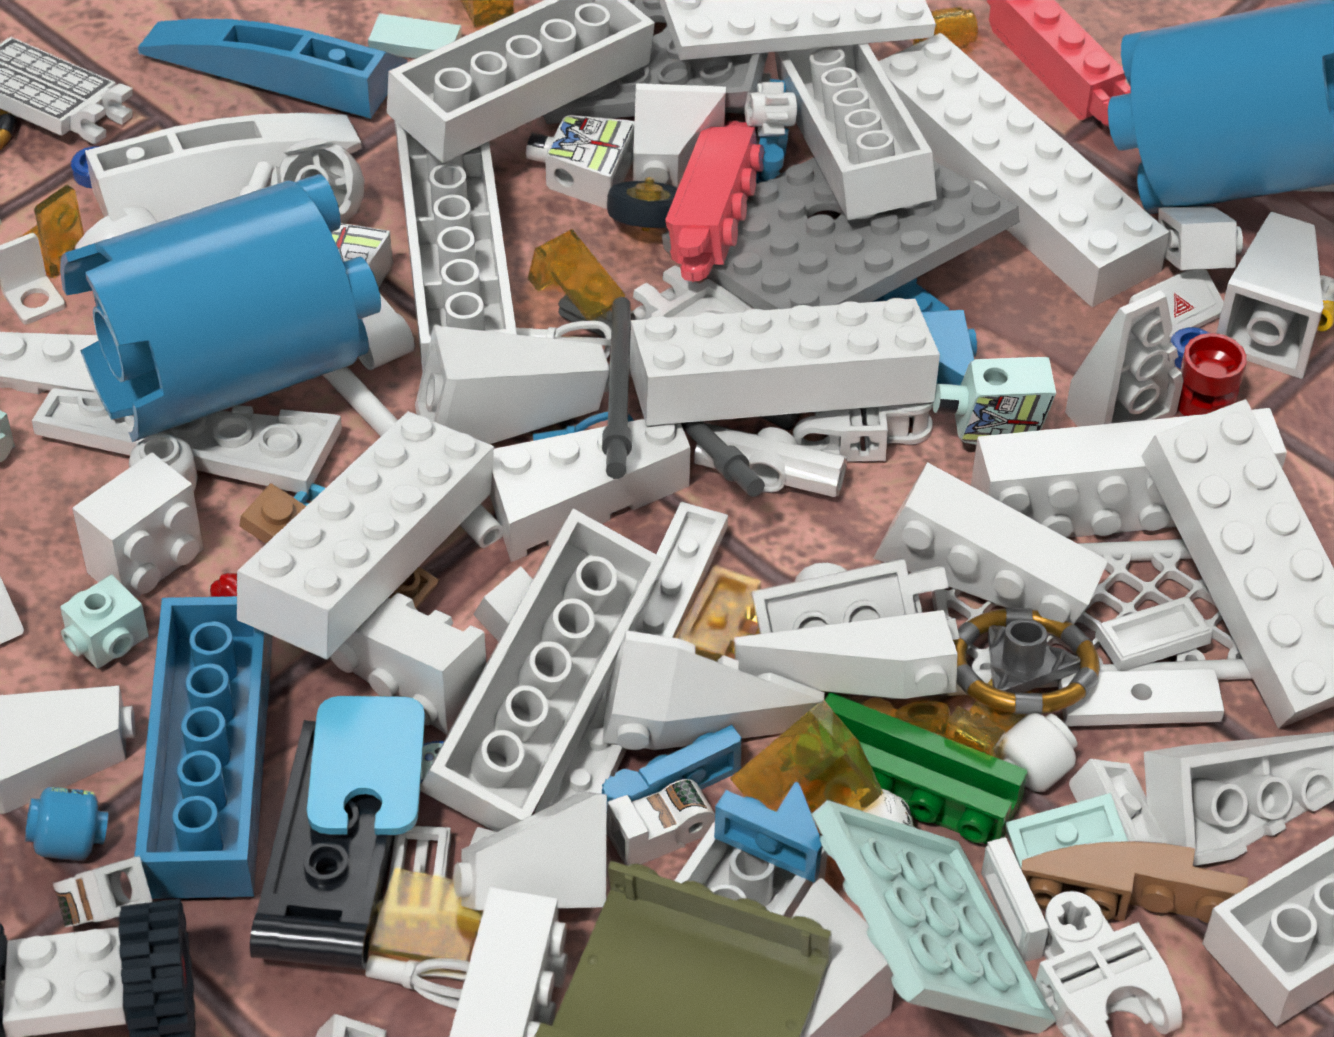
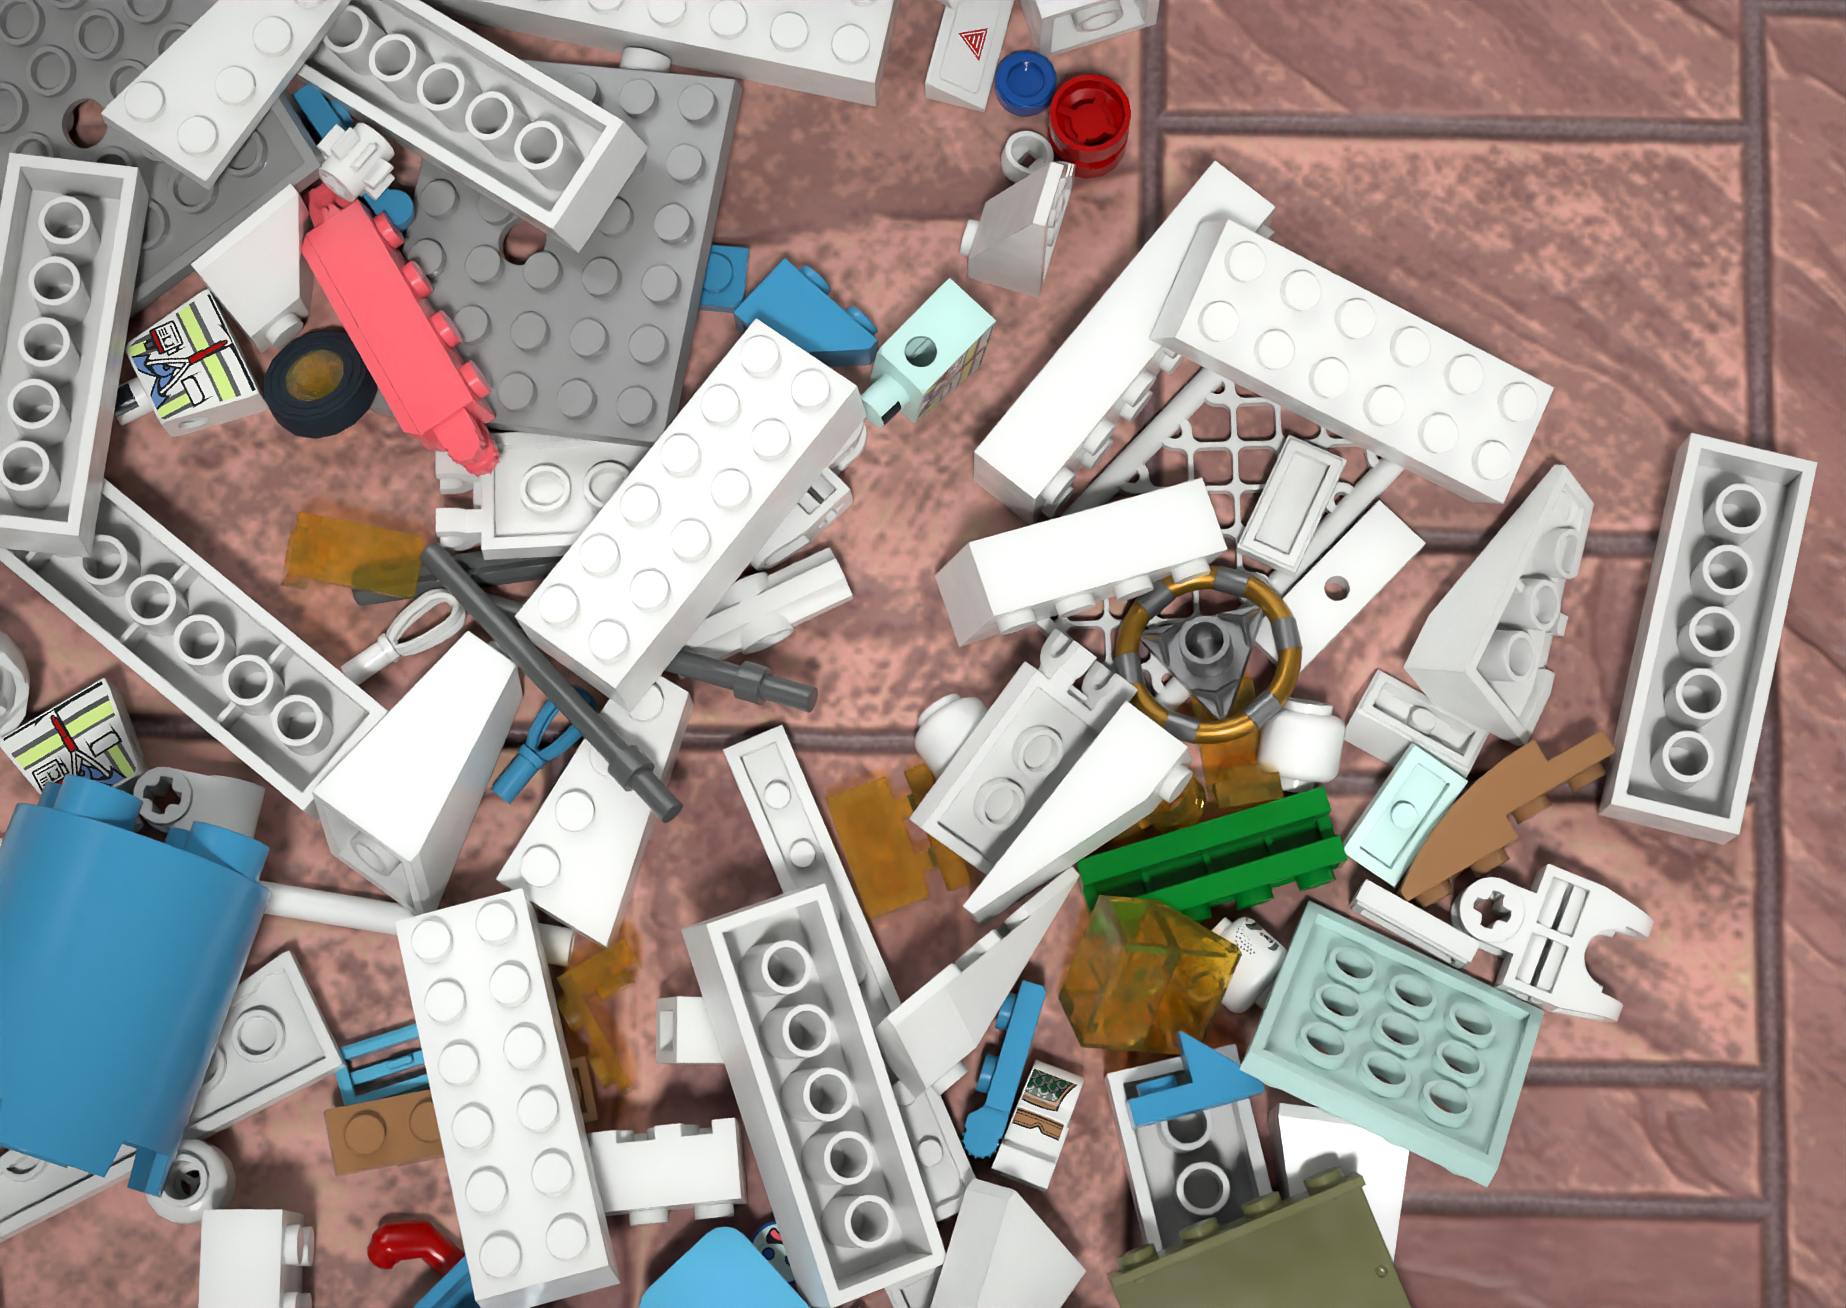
camera: 40 degrees left, 30 degrees up
(481, 551) = (606, 976): none -> clear yellow bracket

